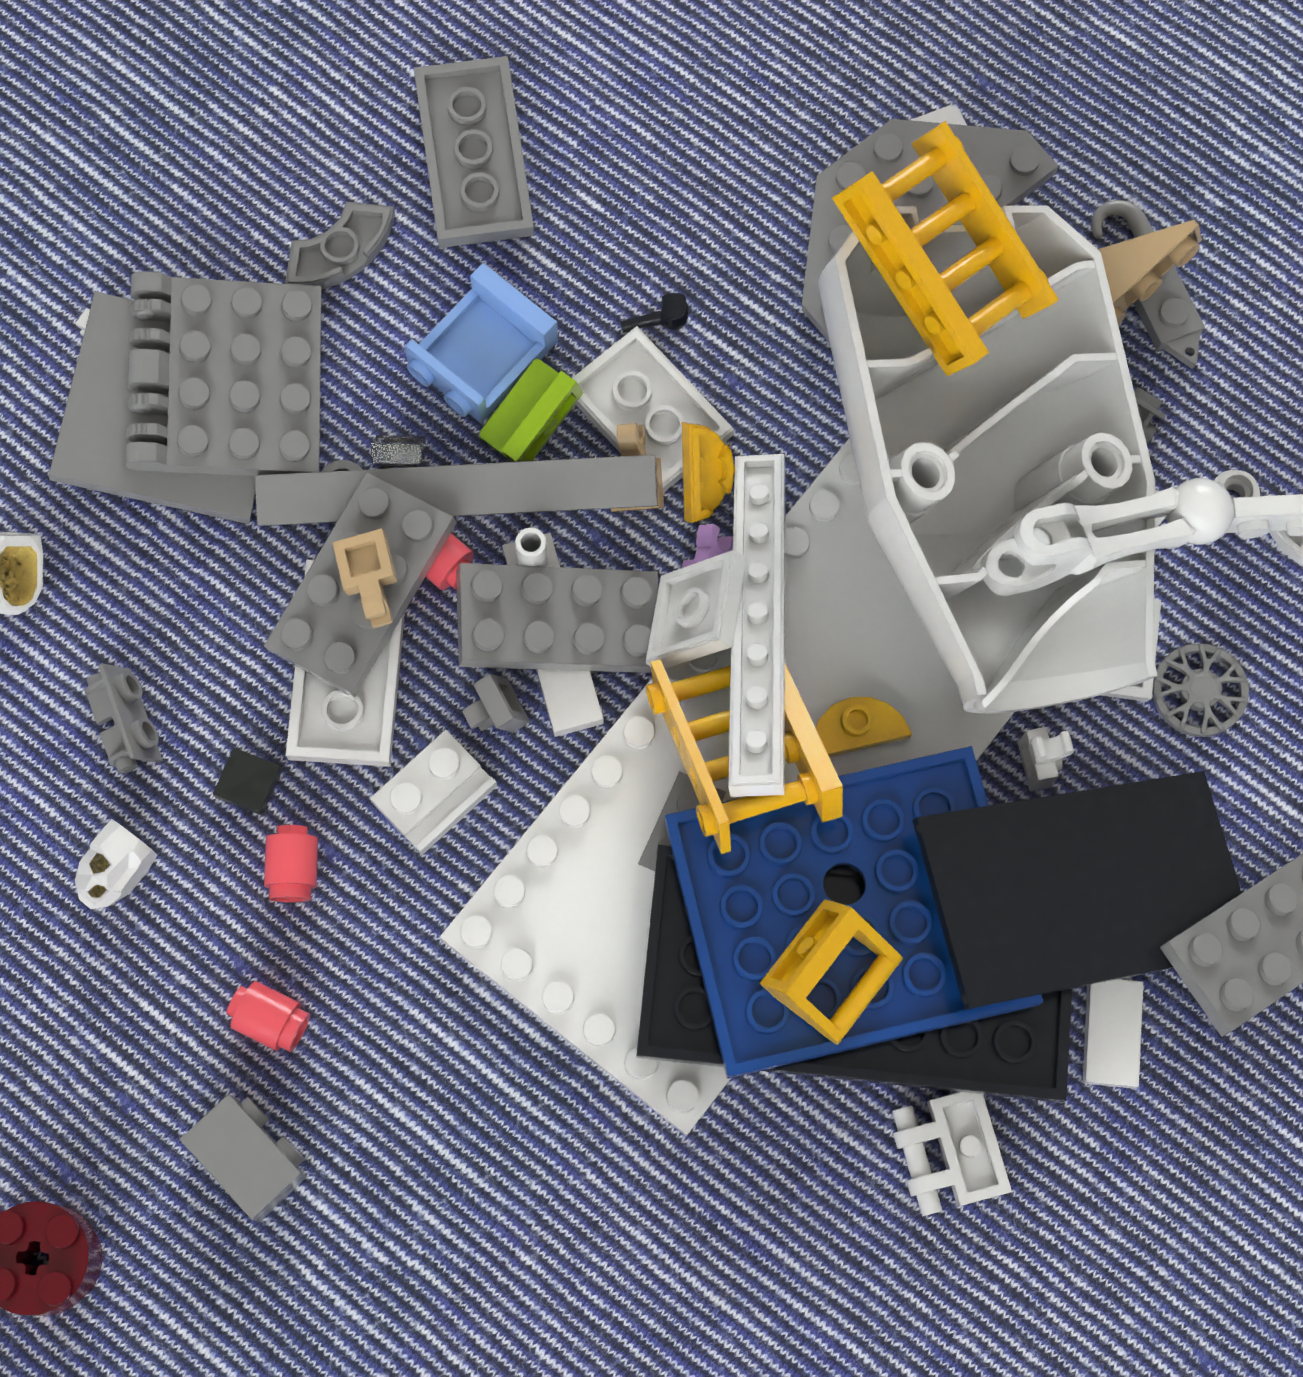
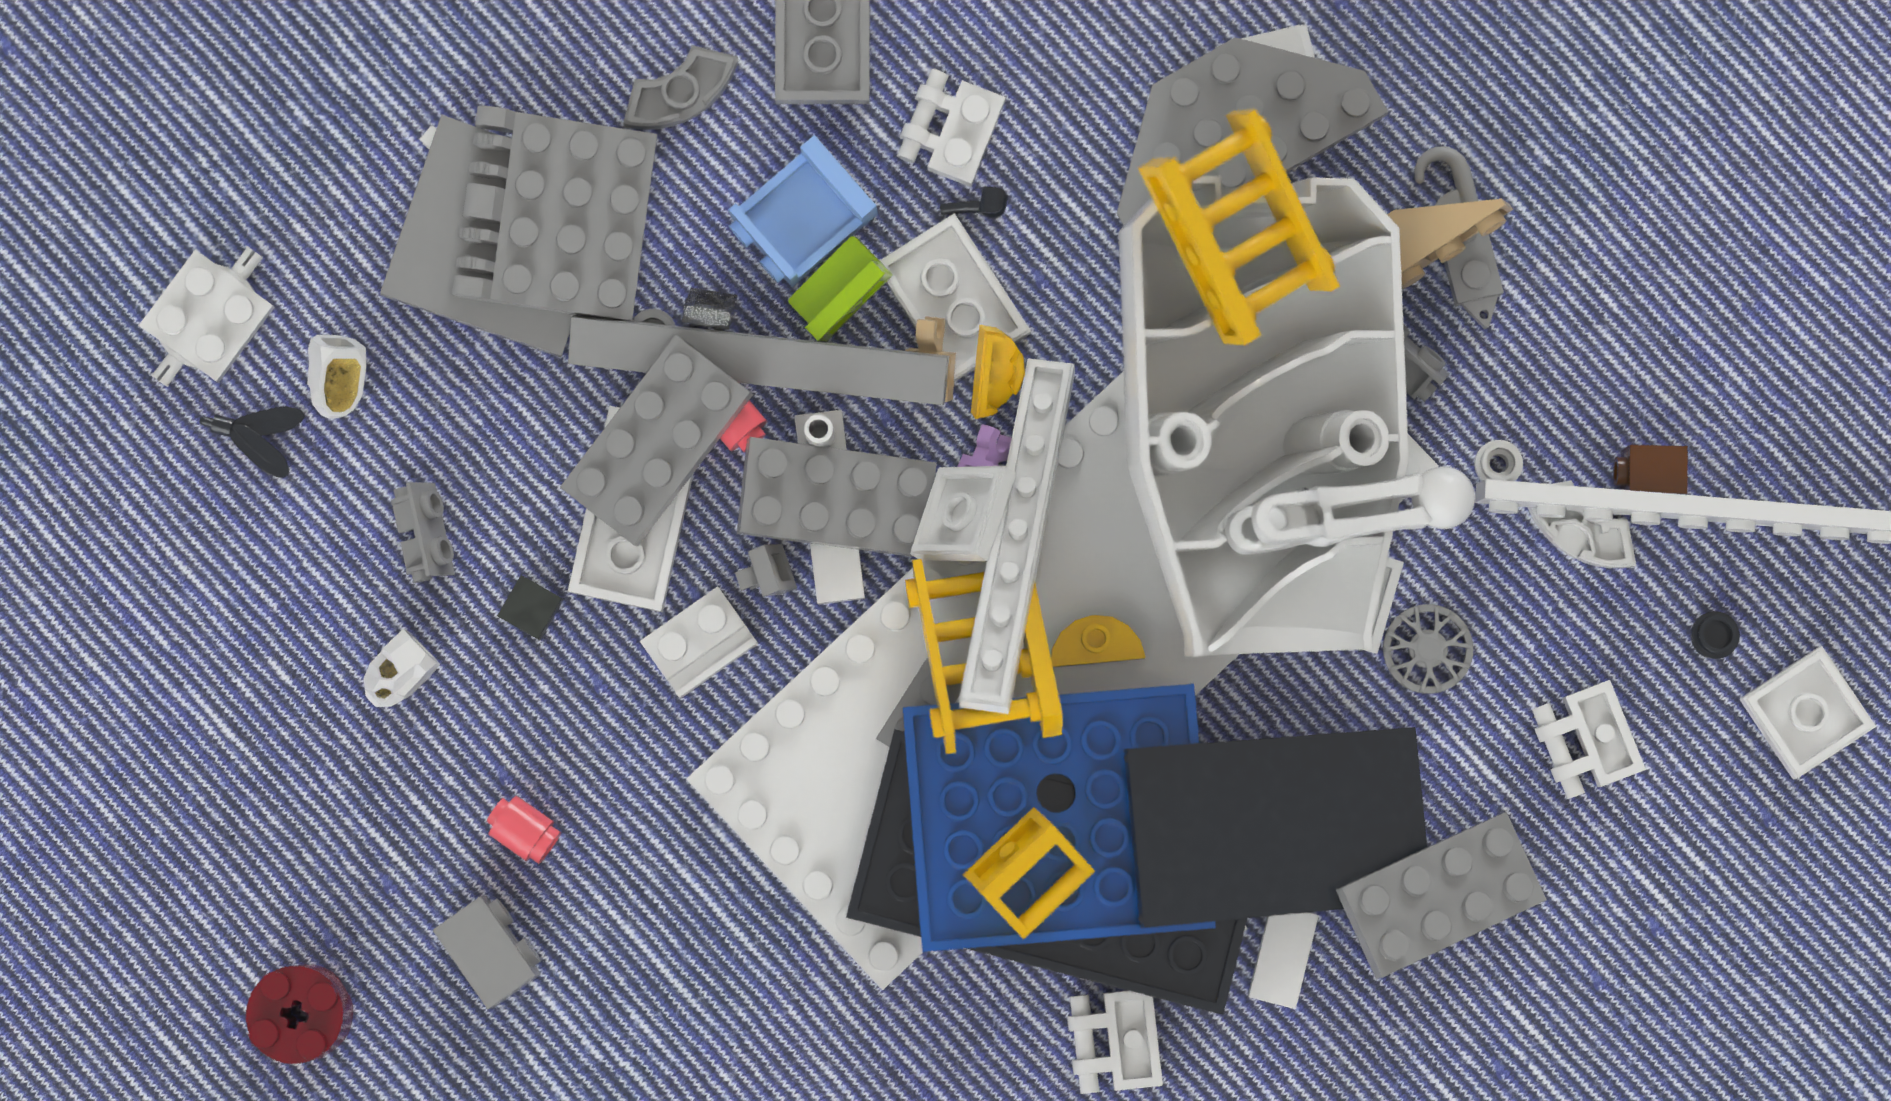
camera: 15 degrees right, 10 degrees up
(291, 864) = (560, 692): coral brick -> none
(365, 568) = (662, 434): tan plate -> none
(635, 251) = (965, 132): none -> white plate
(1043, 756) = (1265, 695): white plate -> none

